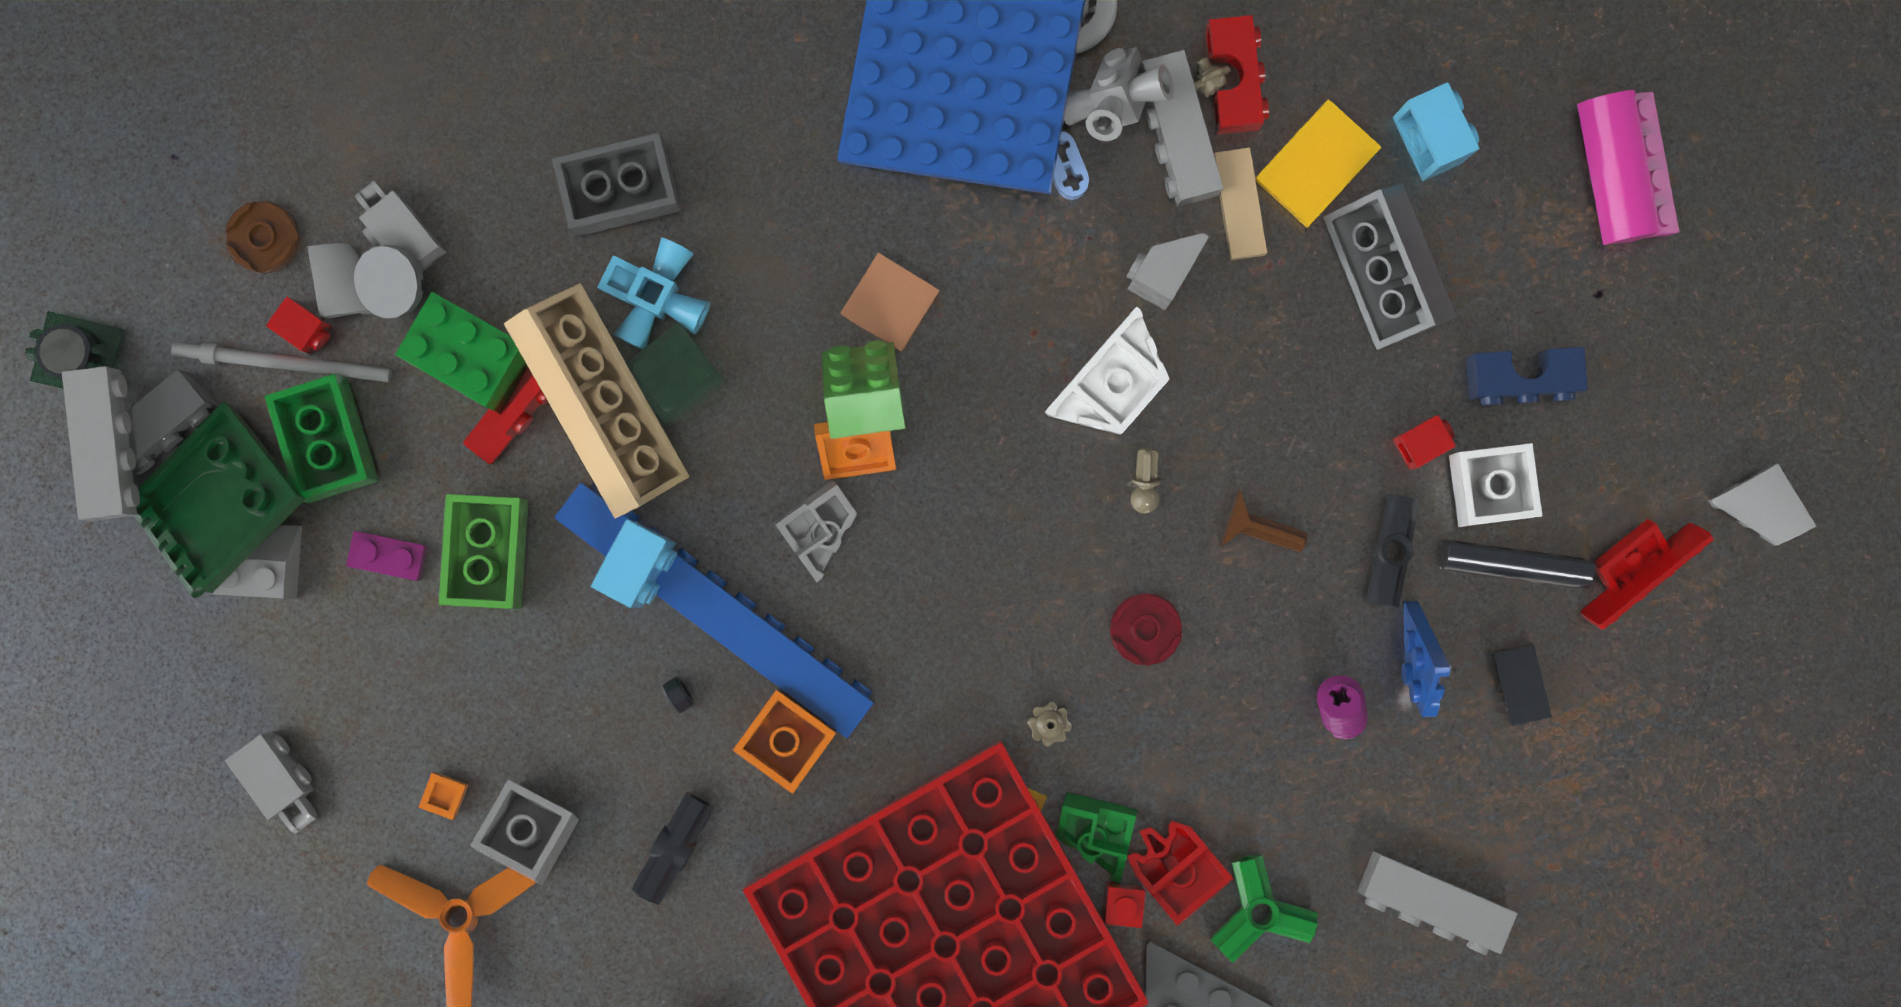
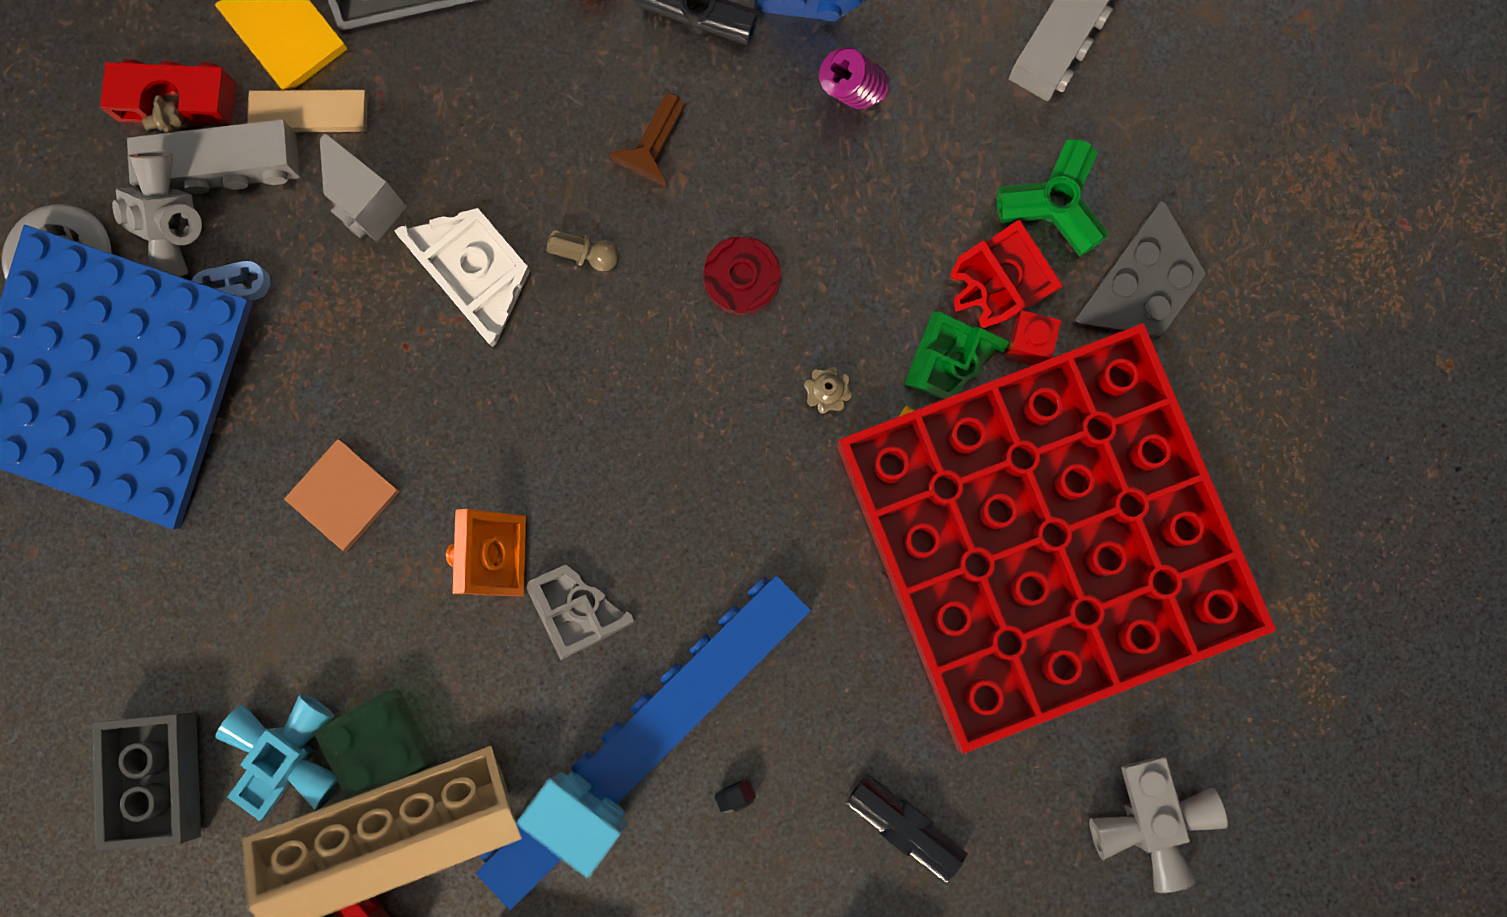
camera: 75 degrees left, 5 degrees down
(785, 740) = (803, 680): orange brick -> none
(862, 389) = (424, 532): bright green brick -> none

